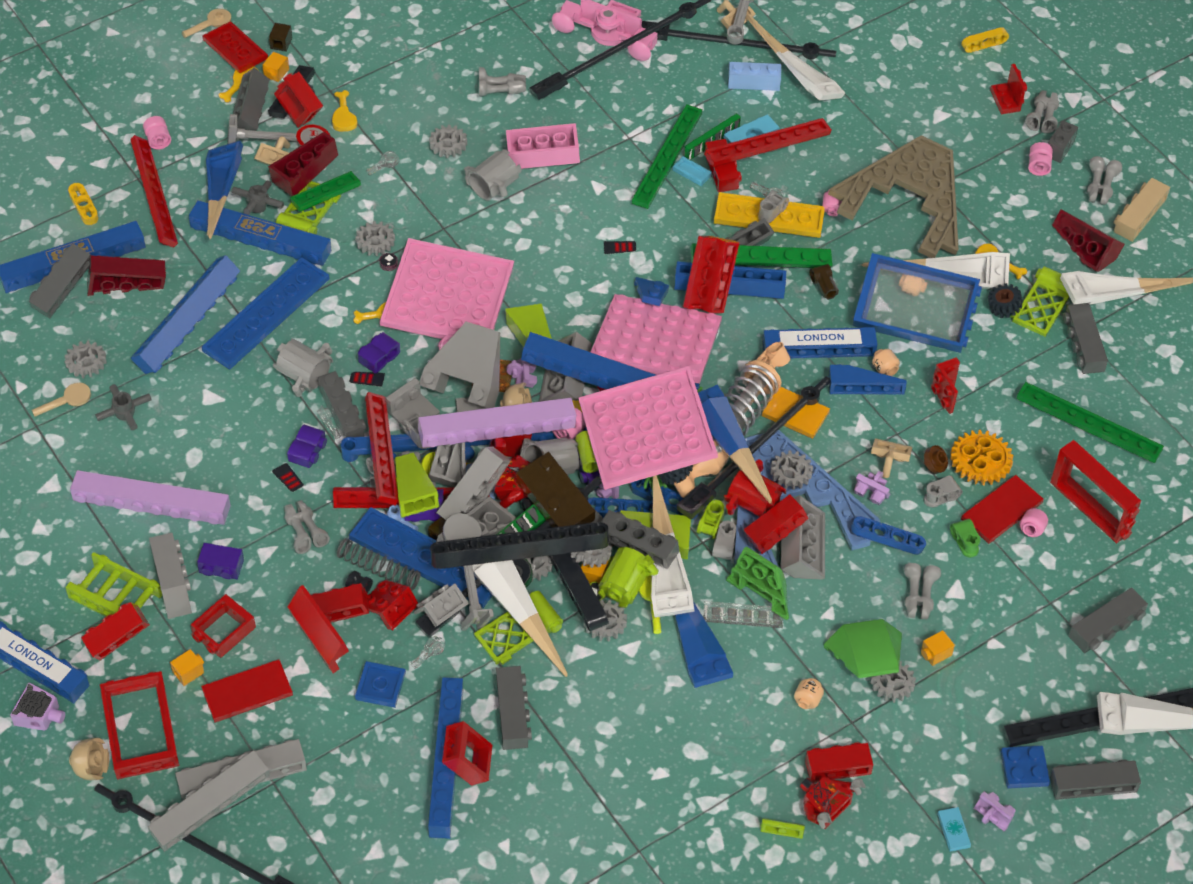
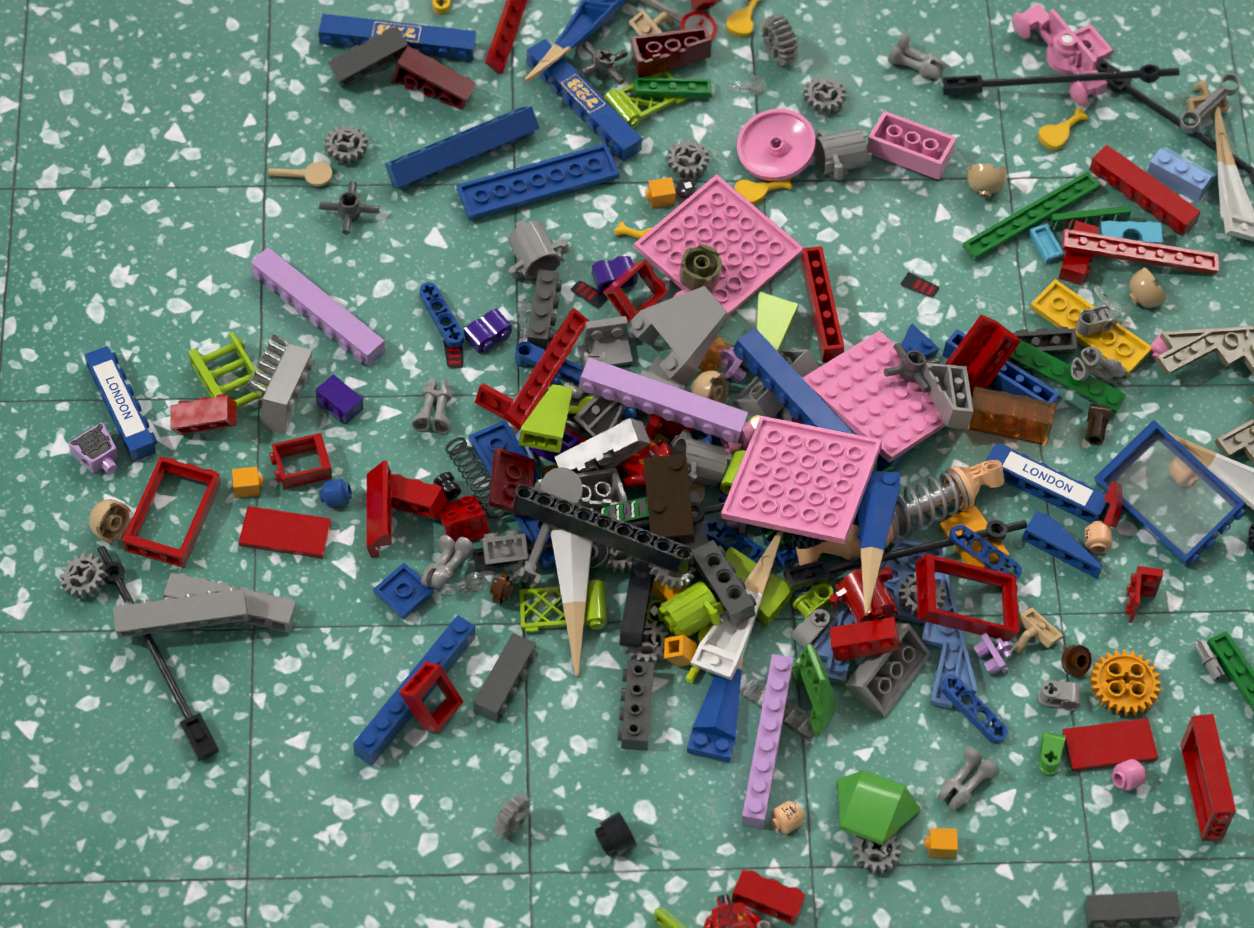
camera: 30 degrees right, 5 degrees up
(107, 813) = (83, 575): none -> light grey gear
(142, 563) = (267, 364): none -> tile
(257, 455) = (444, 314): none -> blue beam
(269, 636) = (335, 493): none -> blue head
(372, 273) = (660, 192): none -> light orange brick
(387, 115) = (779, 40): none -> light grey gear
(398, 366) = (620, 300): none -> red window
(401, 653) = (452, 555): none -> light grey piece
(412, 550) = (507, 473): none -> dark red plate
(439, 194) = (776, 144): none -> bright pink dish
(447, 236) = (757, 191): none -> yellow piece
(448, 312) = (700, 267): none -> olive brick
(461, 639) = (502, 588): none -> reddish brown plate
(559, 295) = (822, 303): none -> red brick
(598, 811) = (512, 816): none -> light grey gear
(616, 144) = (986, 179): none -> tan cylinder
(632, 671) = (637, 705): none -> dark grey brick
(637, 611) = (679, 650): none -> light orange brick
(643, 91) = (1056, 136): none -> yellow piece
(663, 305) = (911, 366): none -> dark grey bar
(688, 781) = (615, 835): none -> black piece
(707, 309) = (950, 393): none -> light grey wedge
(736, 98) = (1144, 190): none -> red brick
(755, 643) = (767, 741): none -> lavender brick
(760, 306) = (1011, 416): none -> clear orange brick
(789, 450) = (926, 597): none -> red door
(791, 167) = (1145, 290): none -> tan cylinder
(806, 240) = (1091, 358): none -> light grey piece
(814, 412) = (987, 549): none -> blue beam
(880, 326) = (1114, 497): none -> red slope
(1028, 409) = (1209, 660): none -> light grey axle

